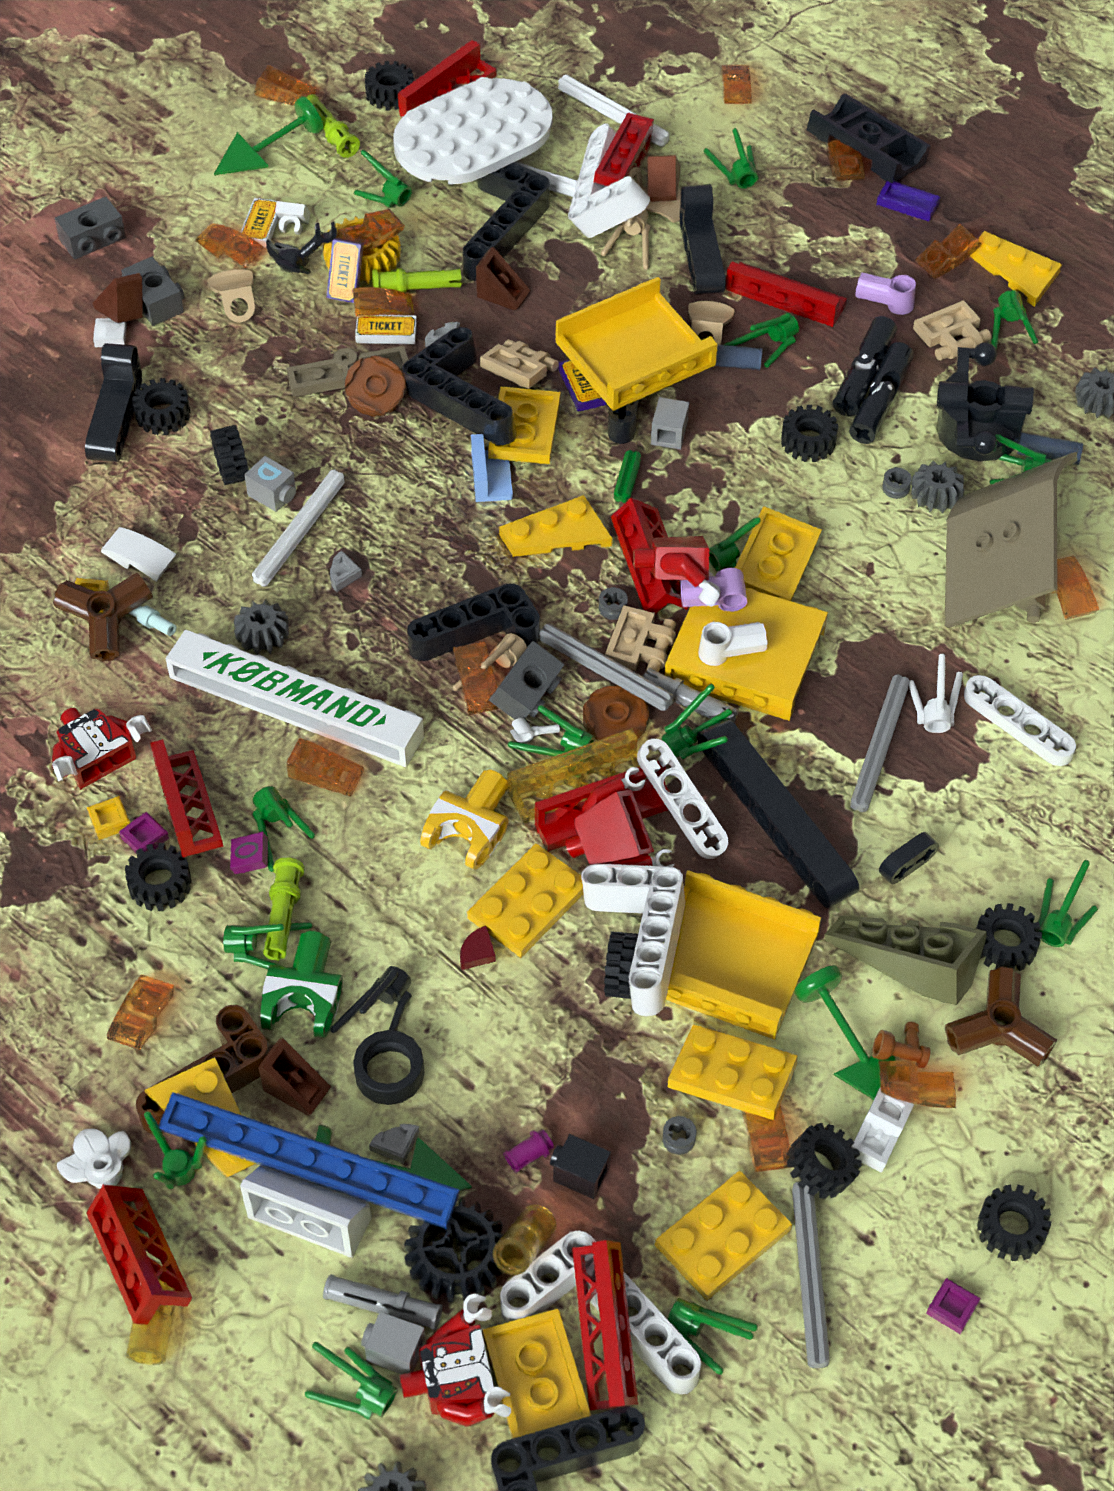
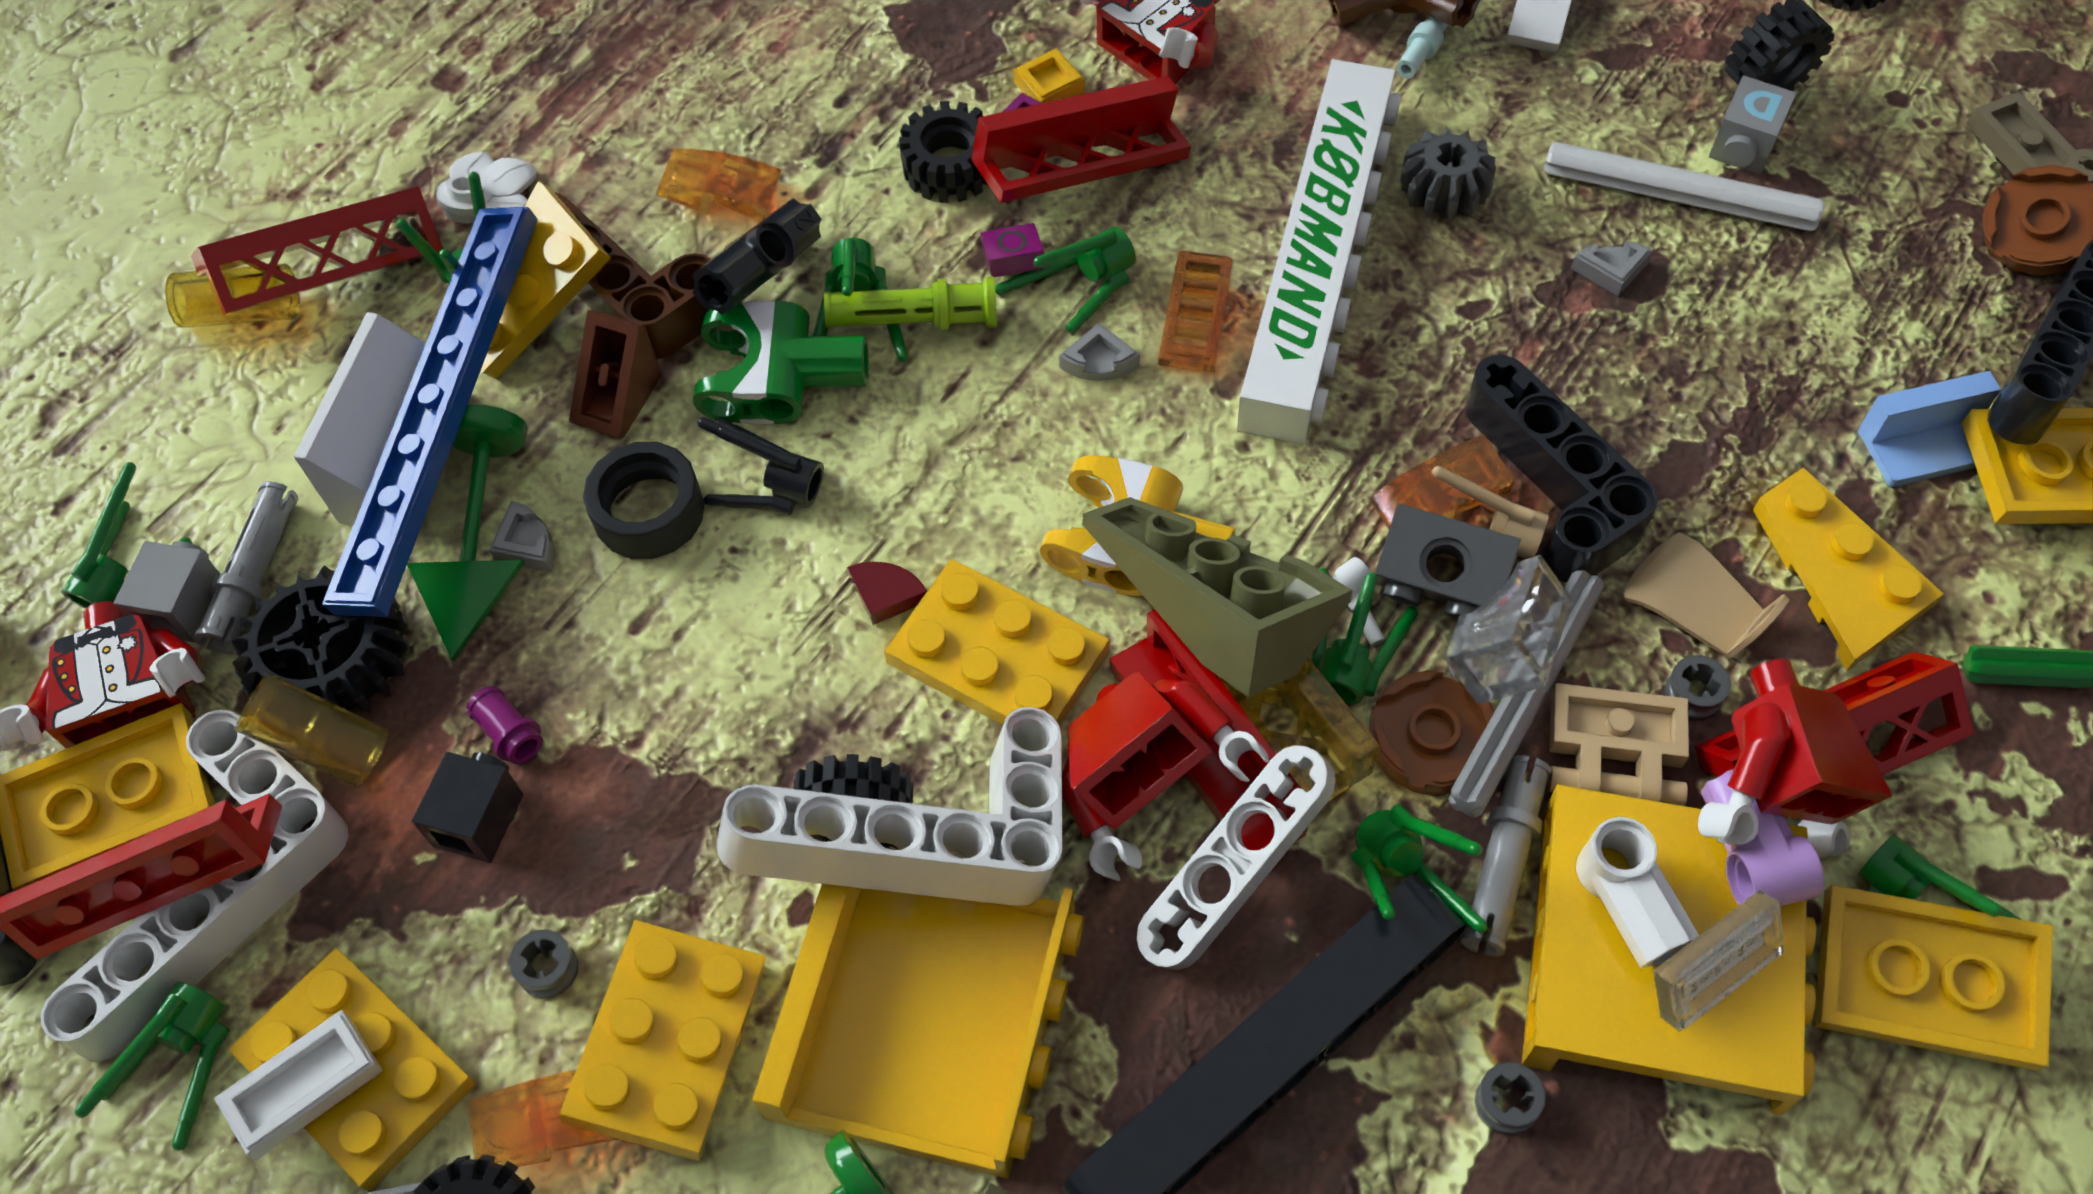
camera: 85 degrees right, 5 degrees up
(228, 980) = (756, 256): none -> black piece
(338, 823) = (1099, 356): none -> light grey tile
(544, 769) = (1230, 607): none -> olive wedge
(562, 589) = (1700, 596): none -> tan piece
(583, 662) = (1511, 637): none -> clear arch
(738, 1245) = (298, 1085): none -> white tile
(769, 618) = (1719, 960): none -> clear tile
(807, 716) = (1514, 1120): none -> dark grey bush

